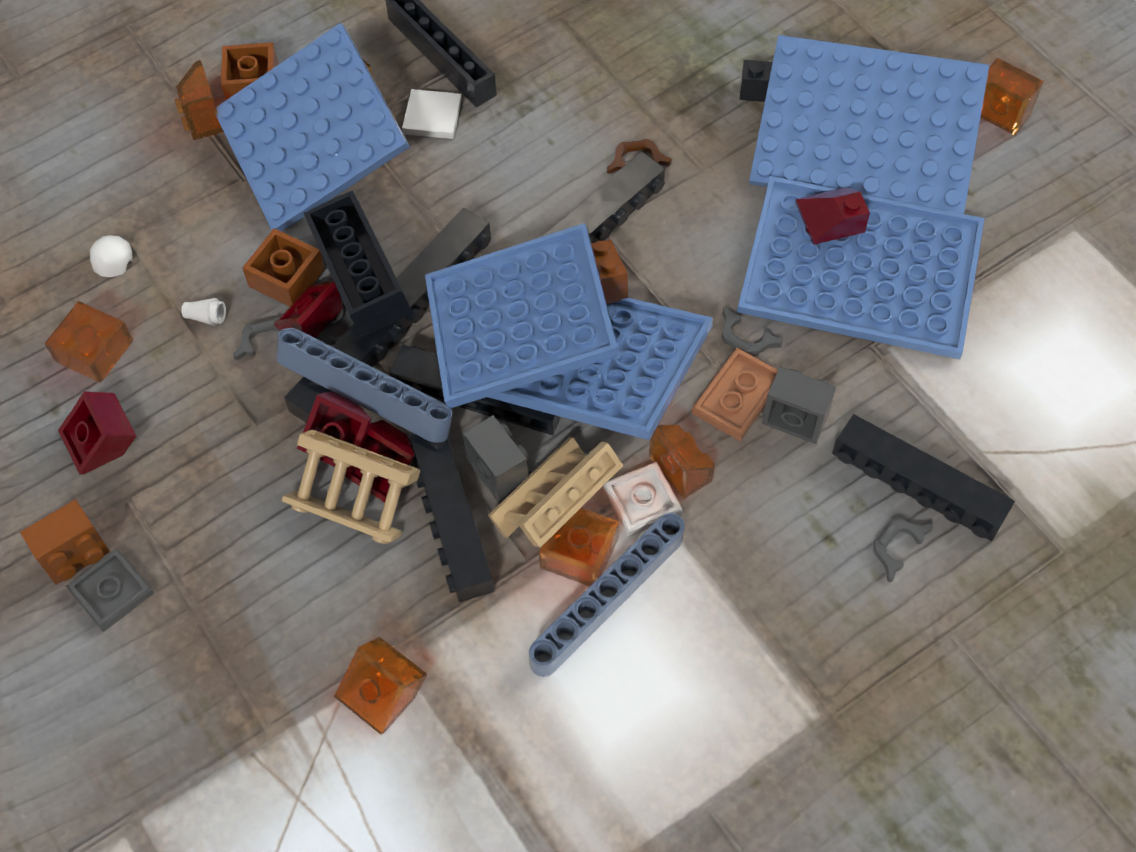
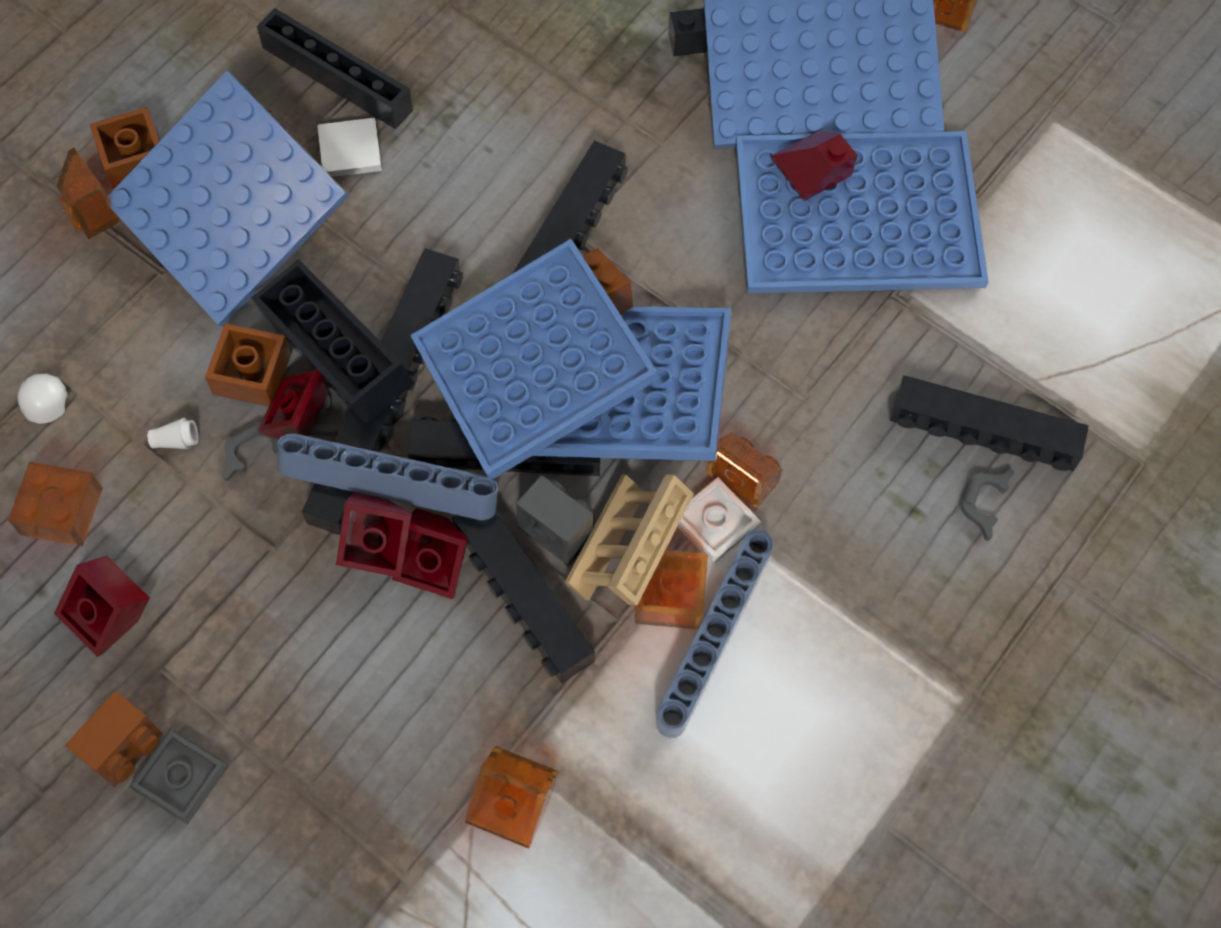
camera: 20 degrees left, 5 degrees up
(371, 466) = (427, 564): tan fence -> none
(646, 145) = (591, 130): reddish brown helmet -> none
(734, 341) = (769, 330): dark grey helmet -> none
(736, 394) = (776, 381): nougat tile -> none
(798, 404) = (846, 379): dark grey brick -> none

